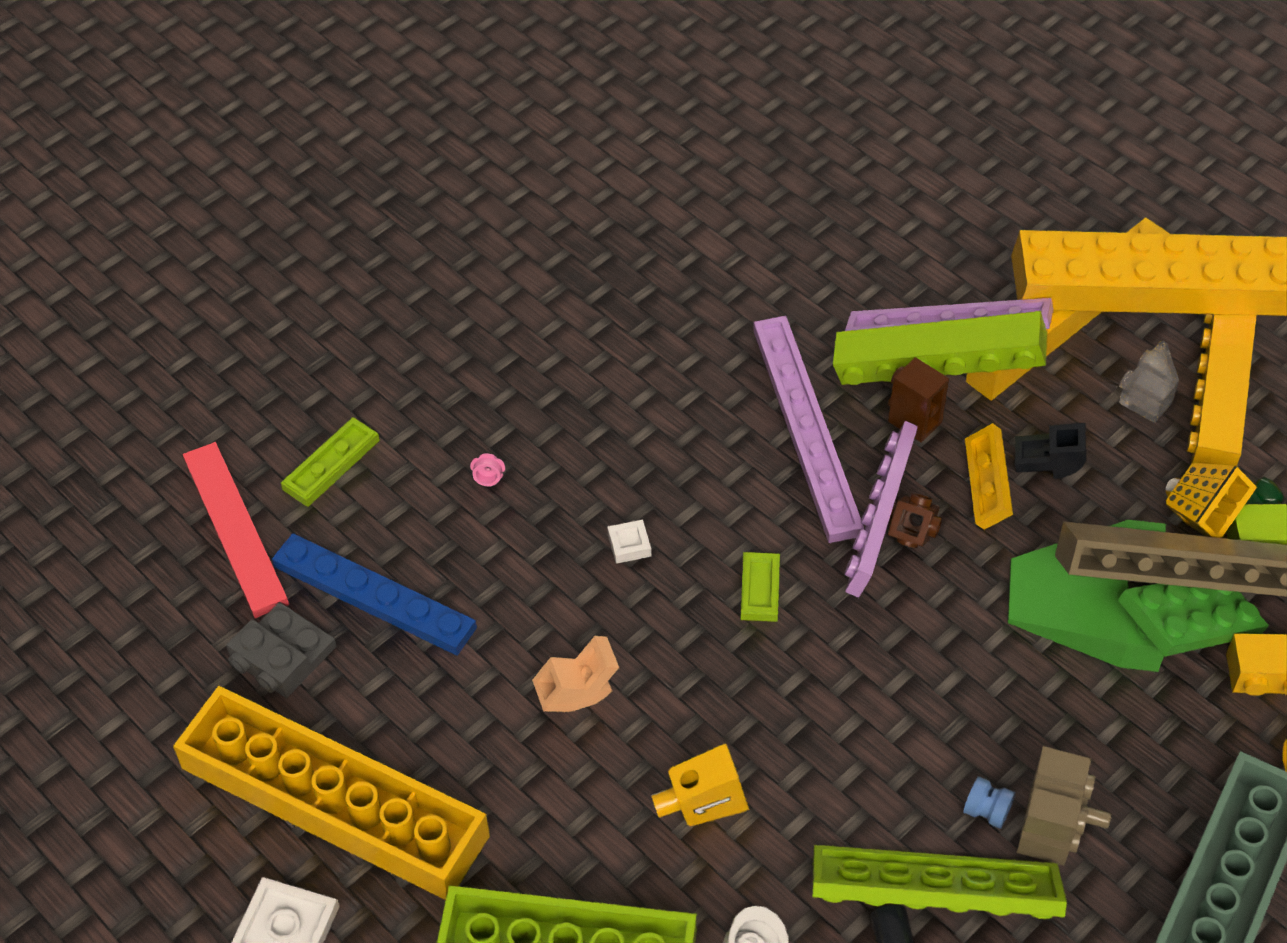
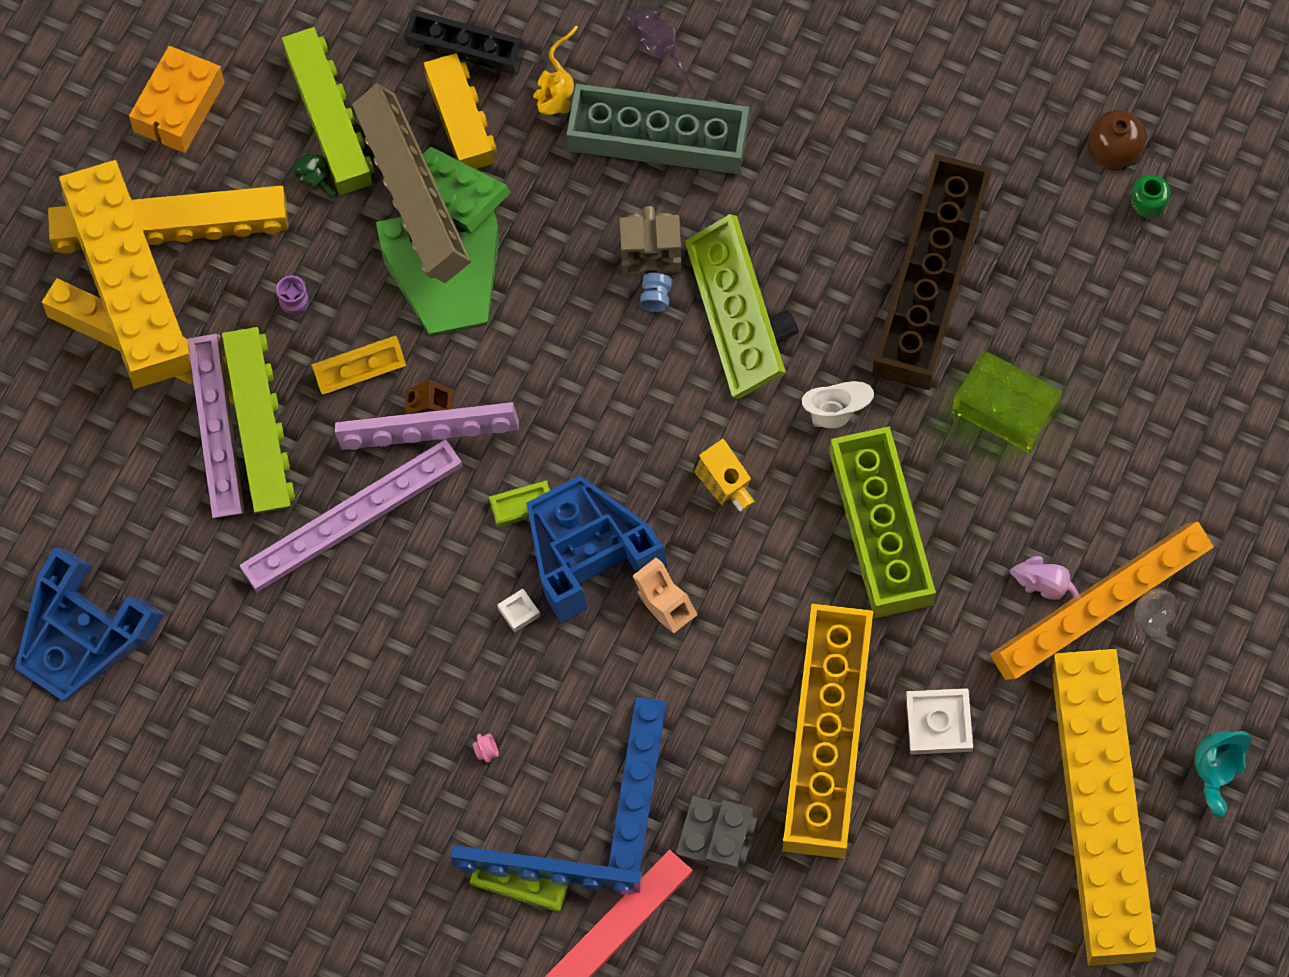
camera: 110 degrees left, 15 degrees up
(319, 473) = (558, 871): none -> blue plate
(688, 618) = (581, 535): none -> blue wedge
(773, 179) = (71, 638): none -> blue wedge
(918, 397) = (307, 429): reddish brown brick -> none
(1058, 451) = (319, 323): black brick -> none
(1100, 438) = (287, 290): none -> medium lavender wheel
(1152, 384) = (218, 267): clear slope -> none
(1209, 497) = (337, 201): yellow torso -> none

